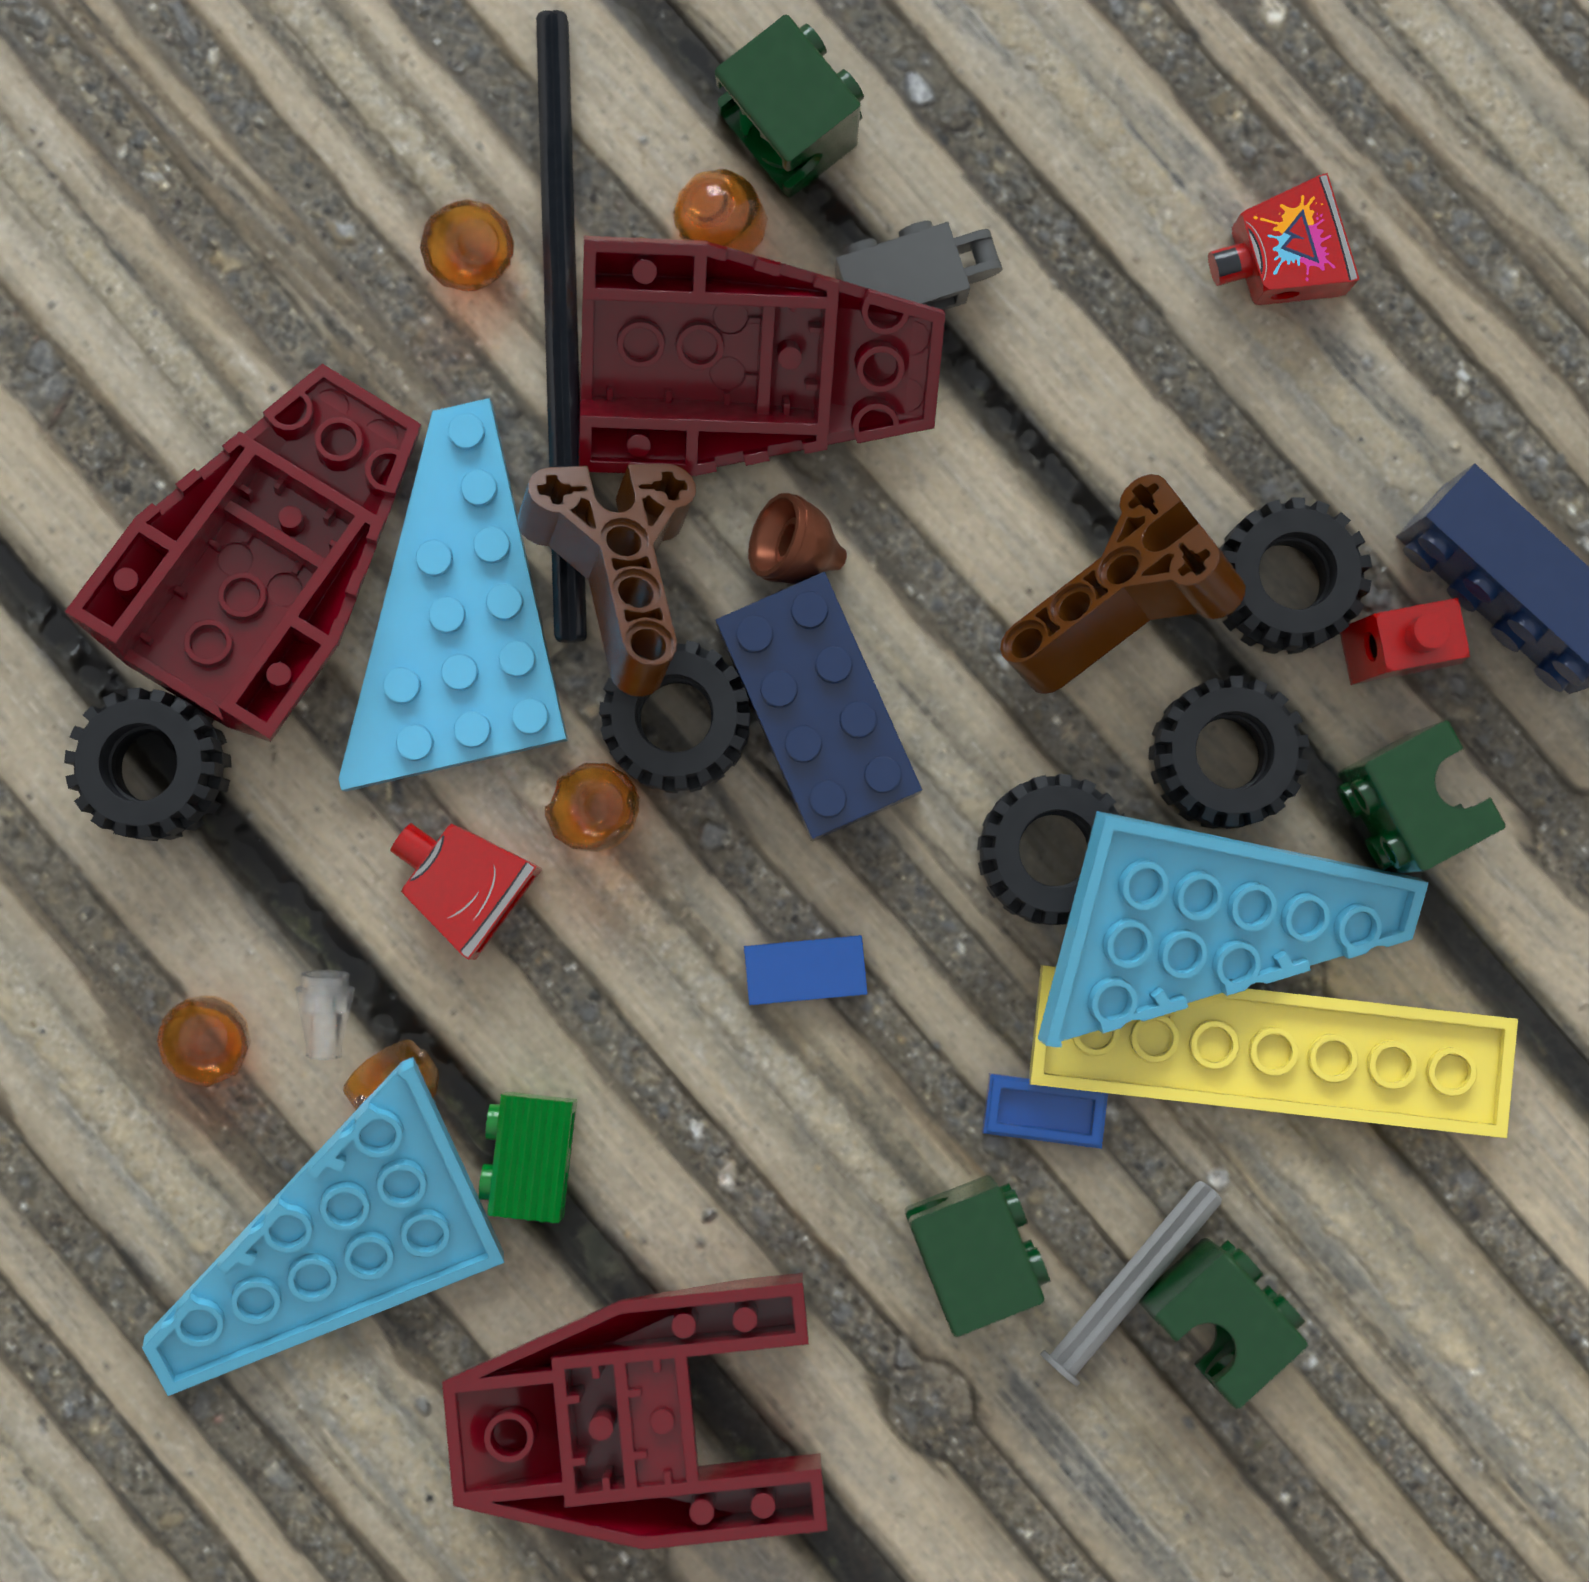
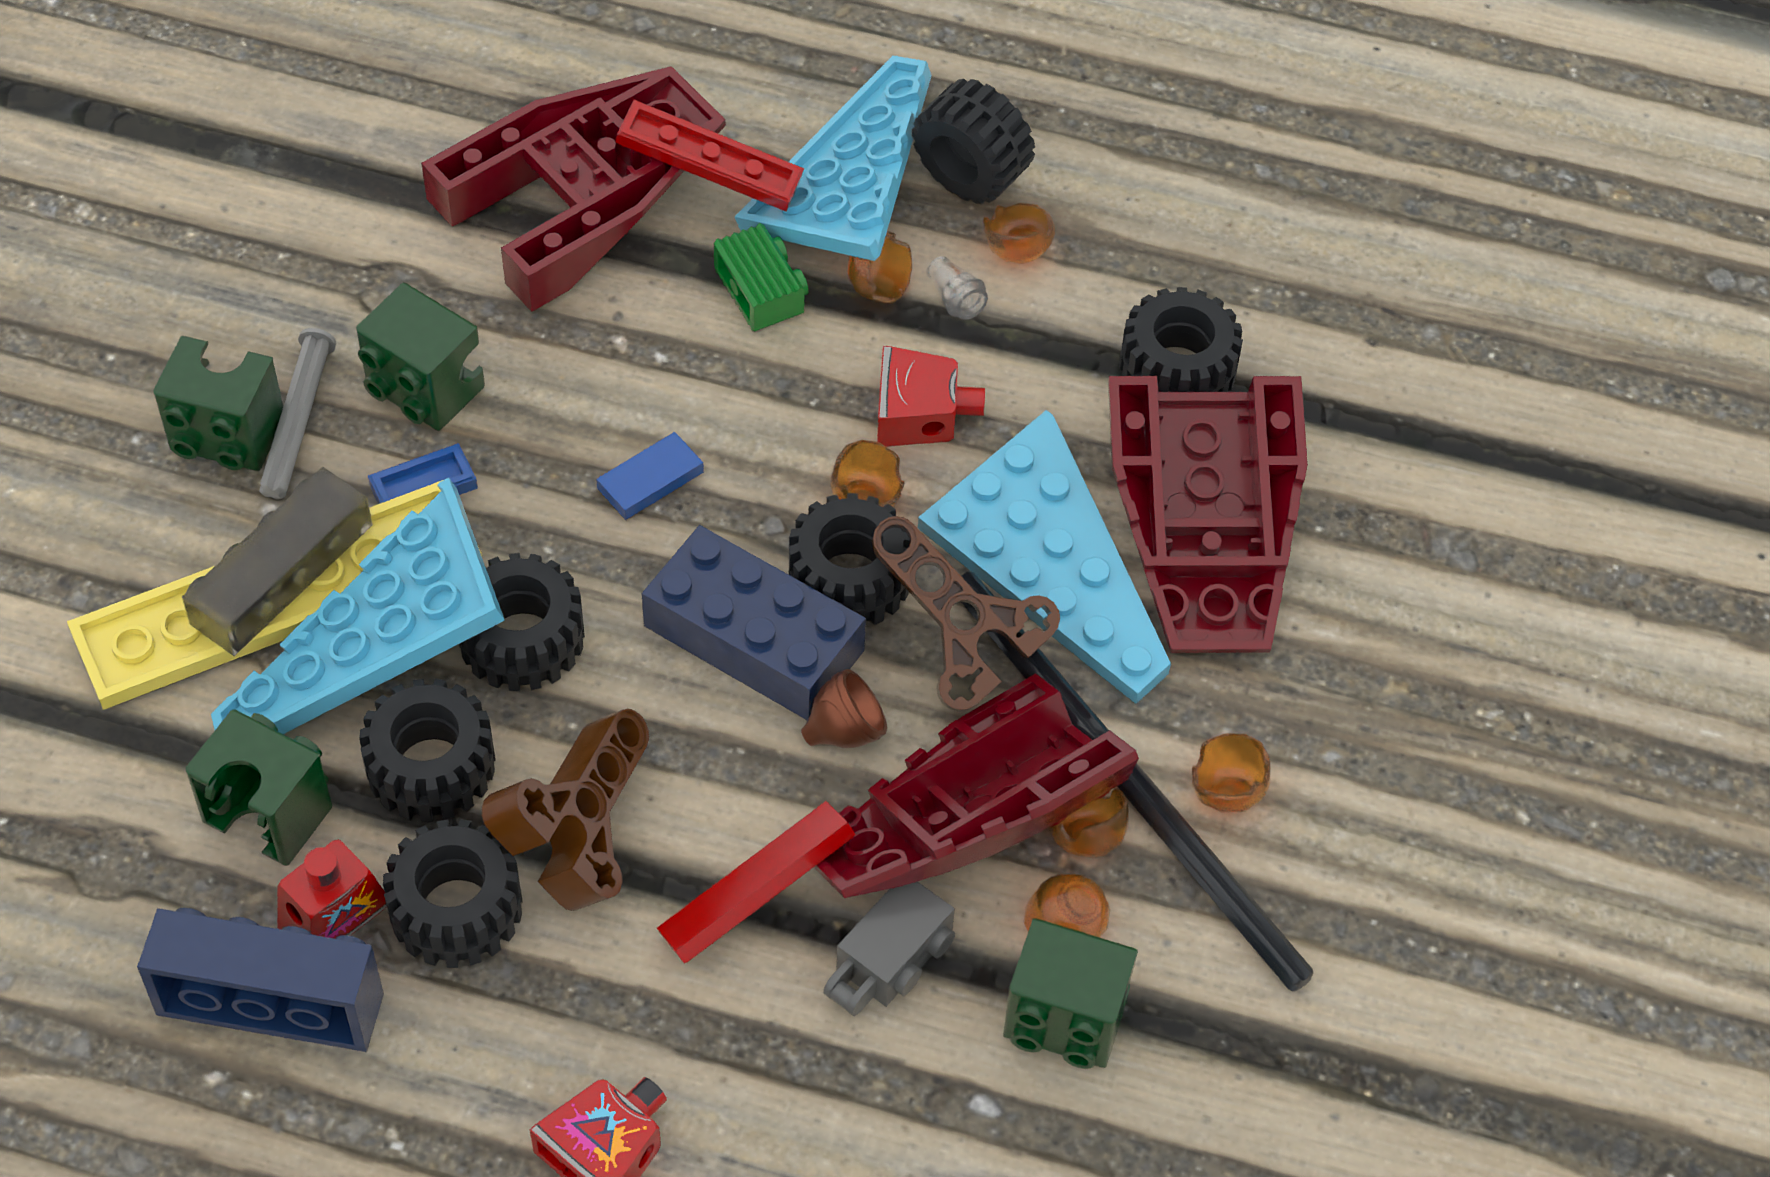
camera: 145 degrees right, 30 degrees down
(177, 1178) = (973, 141): none -> black tyre
(496, 1334) = (709, 155): none -> red tile
(999, 406) = (755, 882): none -> red tile
(1268, 1066) = (277, 560): none -> clear smoke brick

